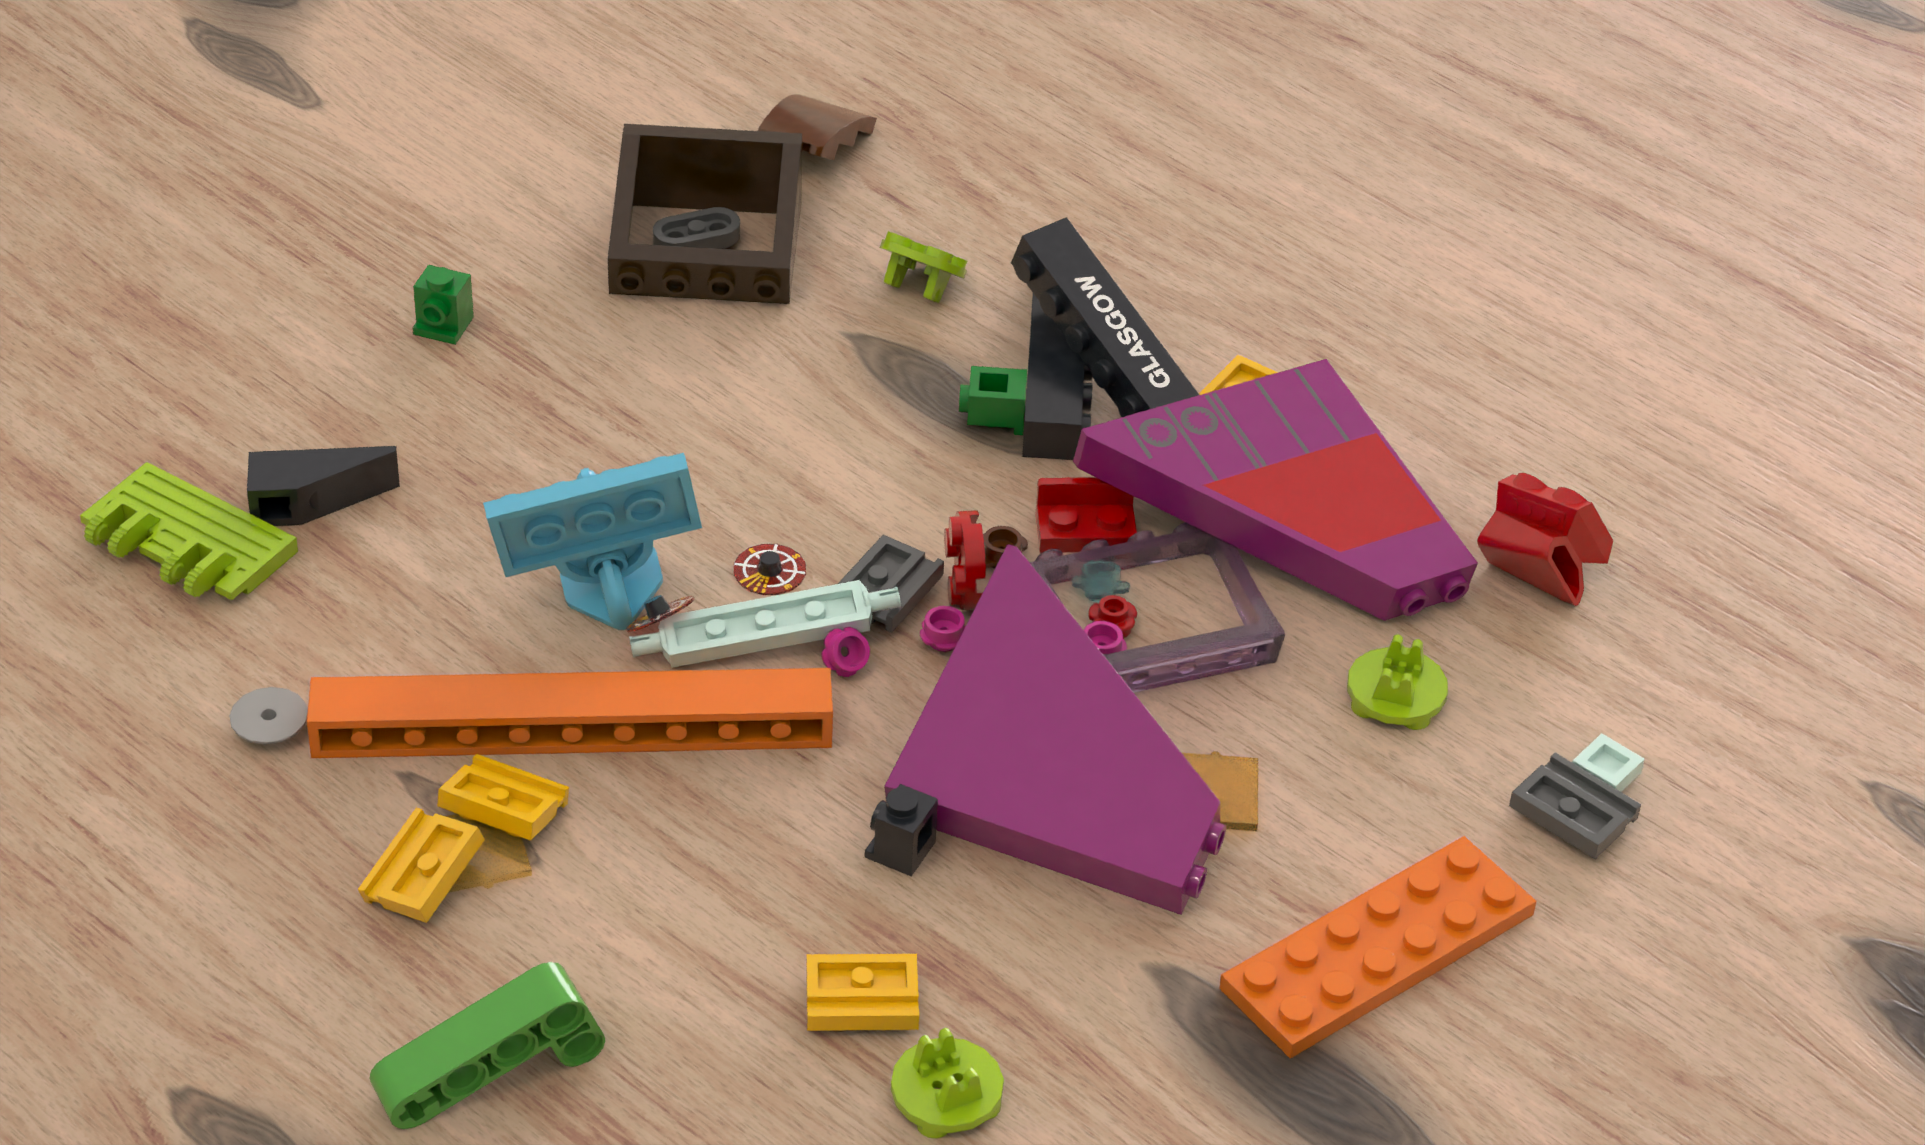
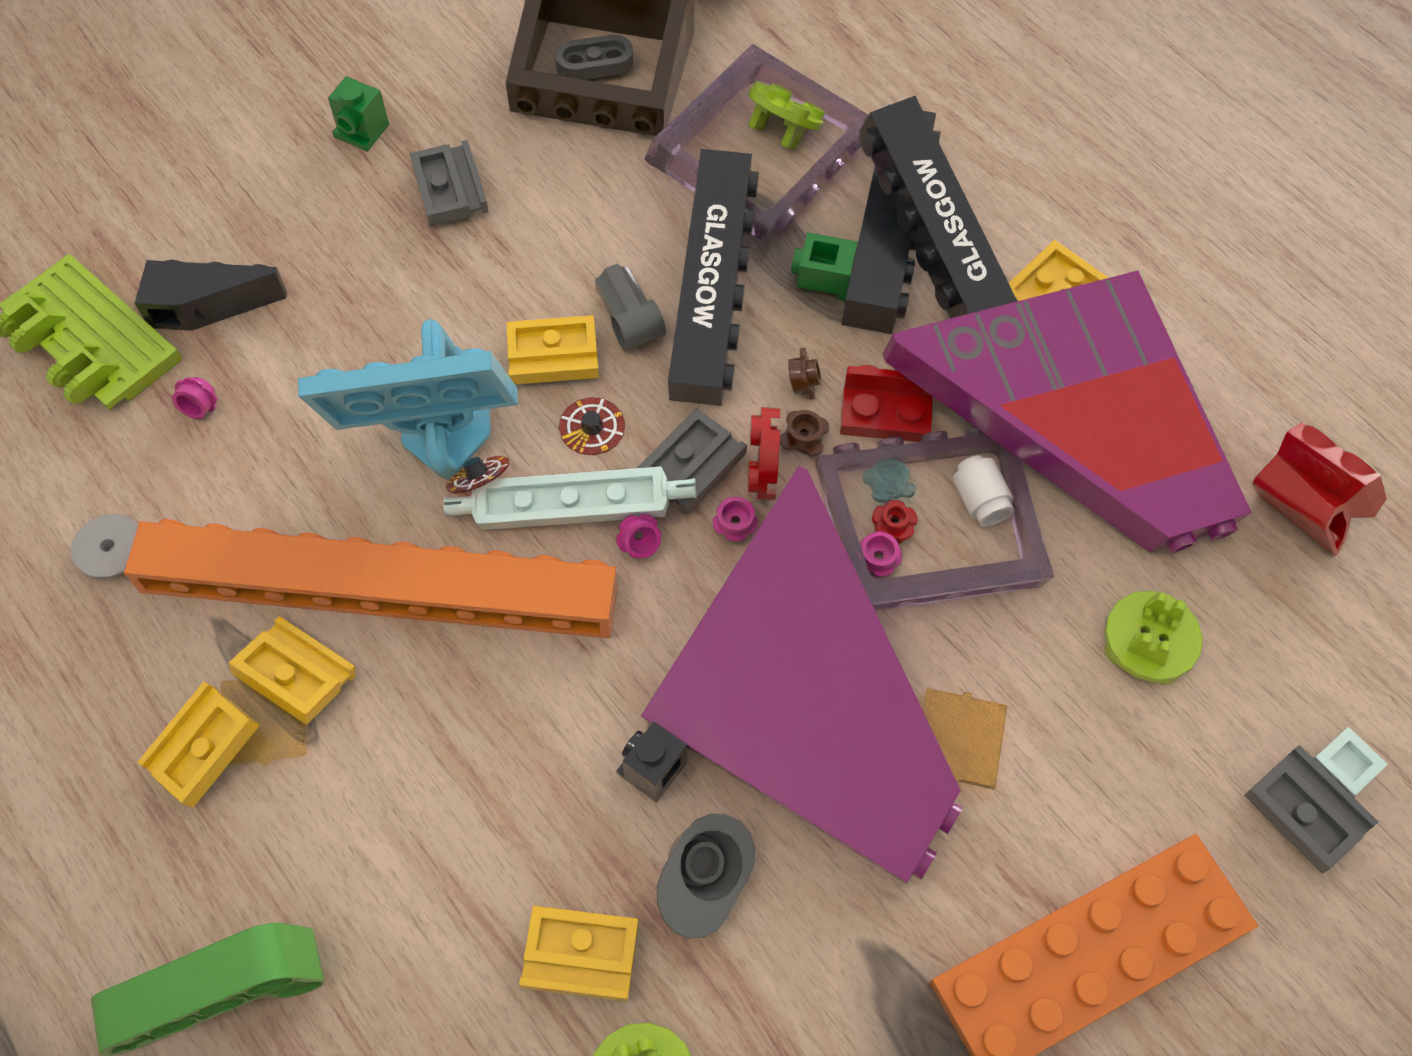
camera: 10 degrees right, 20 degrees up
(323, 587) = (194, 397): none -> dark pink plate
(560, 361) = (448, 183): none -> dark grey plate
(728, 499) = (552, 349): none -> yellow plate
(792, 461) = (632, 316): none -> dark grey piece
(807, 318) = (754, 65): none -> windscreen
(876, 416) = (711, 277): none -> black brick
(979, 903) = (705, 875): none -> dark grey piece
(992, 497) = (804, 374): none -> reddish brown plate
(1201, 579) = (983, 490): none -> white brick

